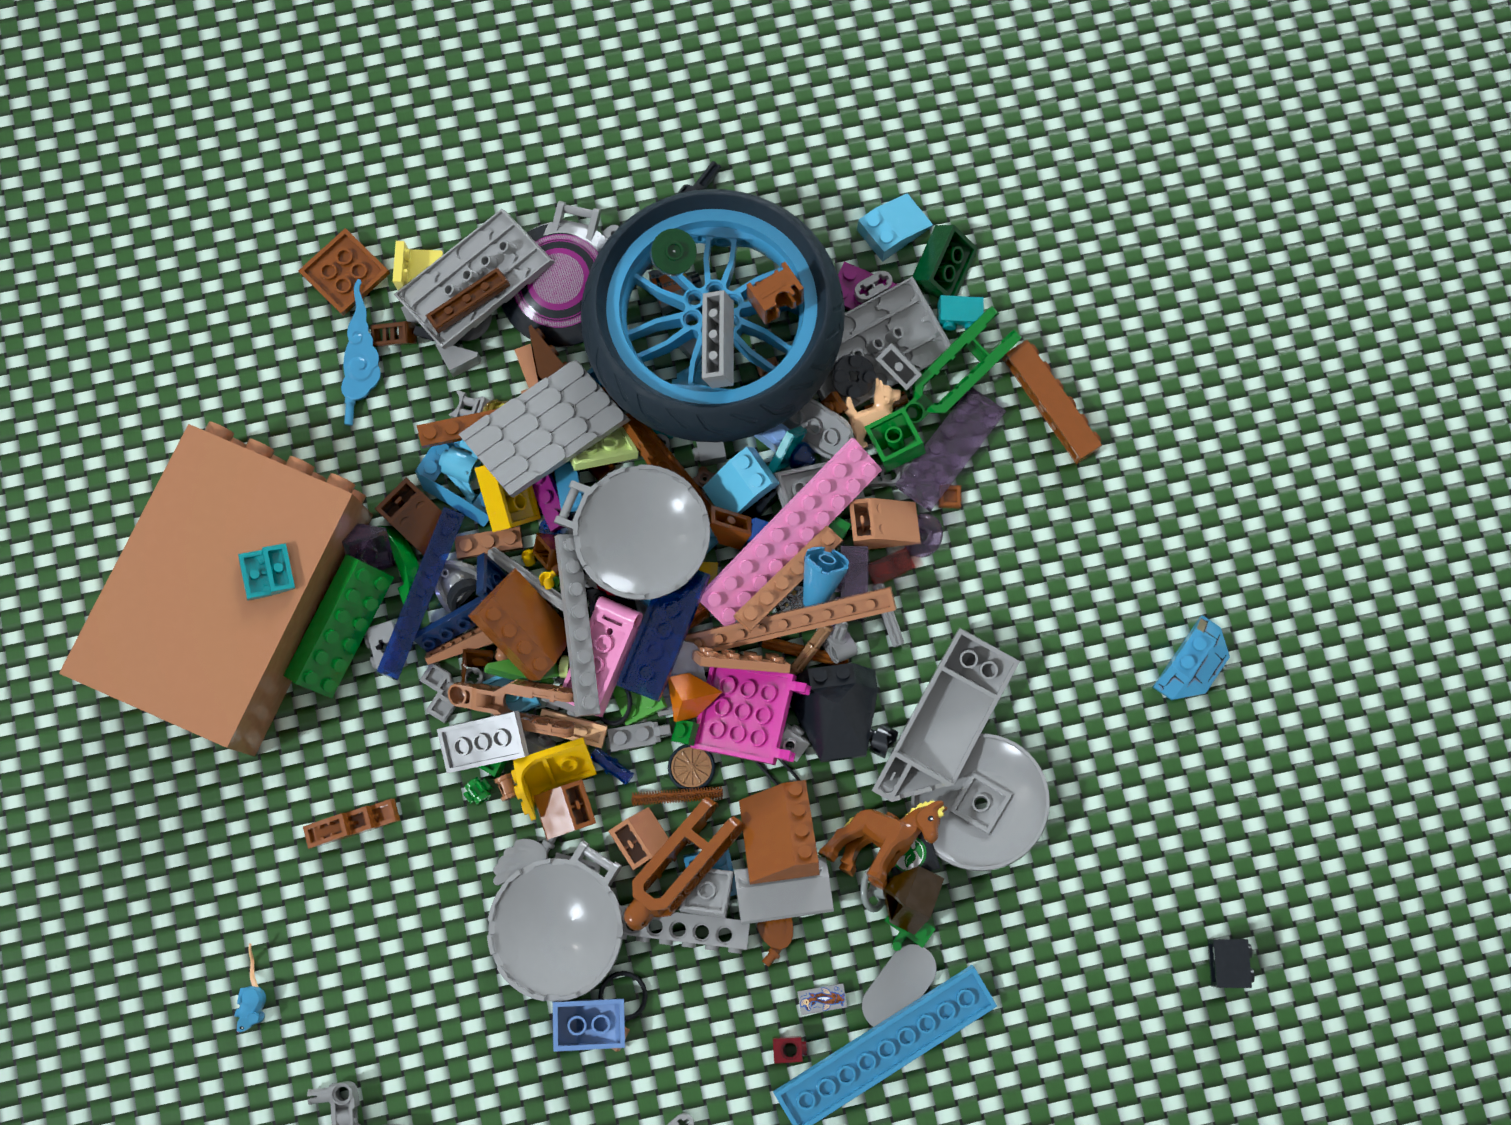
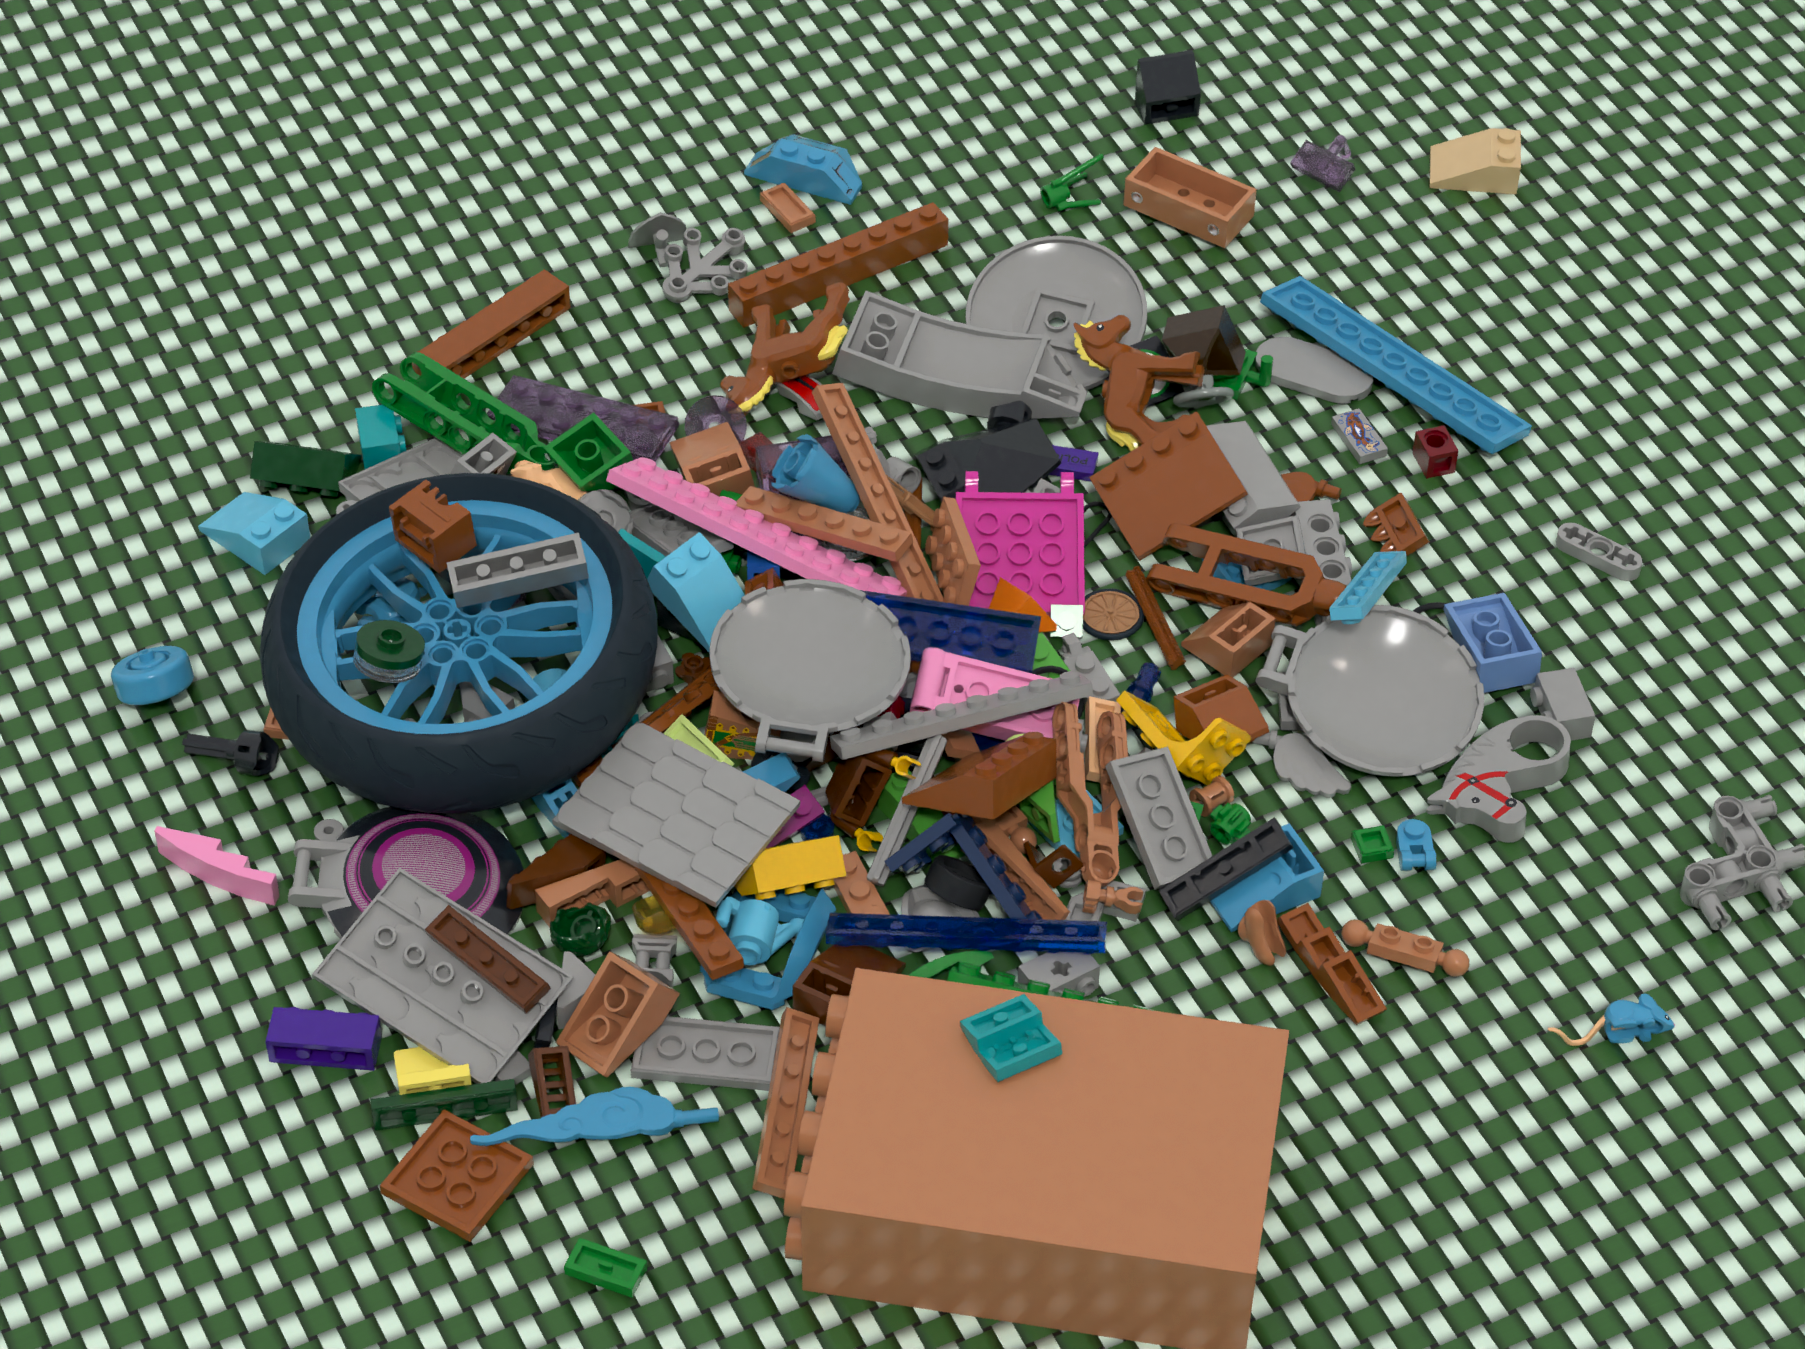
camera: 105 degrees left, 30 degrees down
(257, 341) = (605, 1267): none -> green plate
(339, 462) = (785, 1102): none -> nougat plate
(350, 876) = (1405, 948): none -> nougat plate
(385, 781) = (1262, 932): none -> nougat piece
(390, 299) = (427, 1105): none -> dark green tile
(395, 427) = (708, 1053): none -> light grey tile
(424, 797) = (1284, 882): none -> dark azure slope
(426, 377) = (616, 1014): none -> nougat slope
(429, 773) = (1226, 869): none -> black plate
(439, 685) = (1120, 897): none -> nougat piece
(441, 913) = (1415, 845): none -> dark azure plate
(444, 883) = (1372, 844): none -> green tile
(460, 211) = (323, 1038): none -> dark purple brick
(471, 971) = (1489, 771): none -> light grey animal
(500, 367) = (580, 929): none -> dark green hair
(522, 1057) = (1563, 698): none -> light grey brick
(612, 165) = (207, 861): none -> bright pink slope
(641, 944) = (1367, 586): none -> medium azure plate
(719, 996) = (1396, 526): none -> dark orange plate
(768, 146) = (152, 675): none -> dark azure wheel
(841, 777) = (1079, 461): none -> dark purple tile
(945, 608) = (801, 392): none -> slope
(974, 592) = (785, 356): none -> dark orange animal
(1075, 659) = (841, 261): none -> dark orange brick
(1096, 559) = (679, 287): none -> light grey plant
(1108, 921) = (1189, 197): none -> nougat piece
(1123, 1067) = (1325, 164): none -> clear purple plate
(1128, 534) = (658, 231): none -> light grey shield
(1132, 843) = (1057, 191): none -> green plant
(1154, 638) = (787, 207): none -> nougat tile

